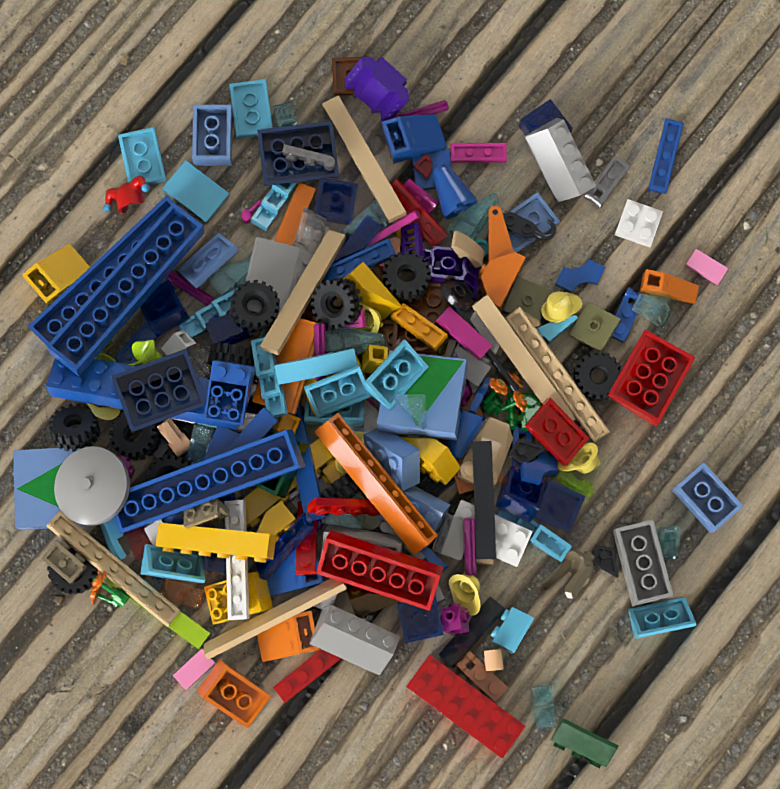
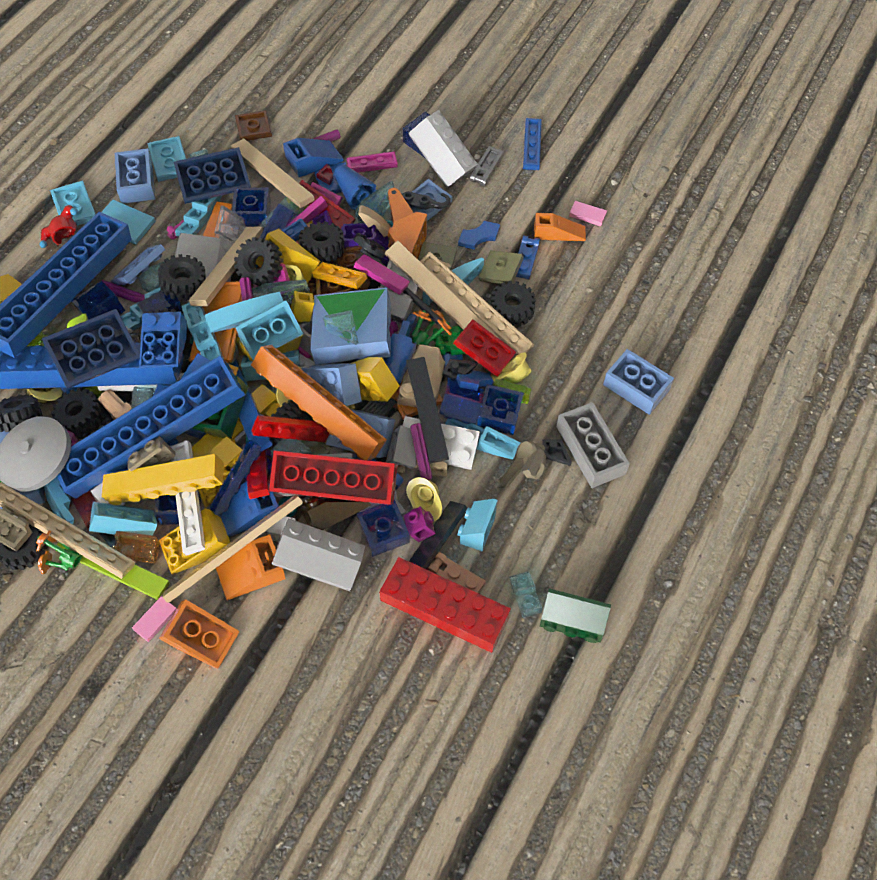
camera: 10 degrees left, 20 degrees down
(305, 674) = (275, 602): red plate -> none
(309, 157) = (221, 171): flat silver plate -> none
(378, 86) = (275, 119): dark purple slope -> none
(395, 374) = (322, 299): medium azure slope -> none
(493, 660) = (464, 551): light nougat piece -> none
(560, 306) = (465, 253): light yellow piece -> none
(638, 223) = (521, 191): white plate -> none
(651, 377) = (561, 295): red slope -> none
(652, 309) = (550, 246): clear light blue slope -> none
(661, 617) = (623, 494): medium azure slope -> none
(669, 541) = (613, 418): clear light blue slope -> none

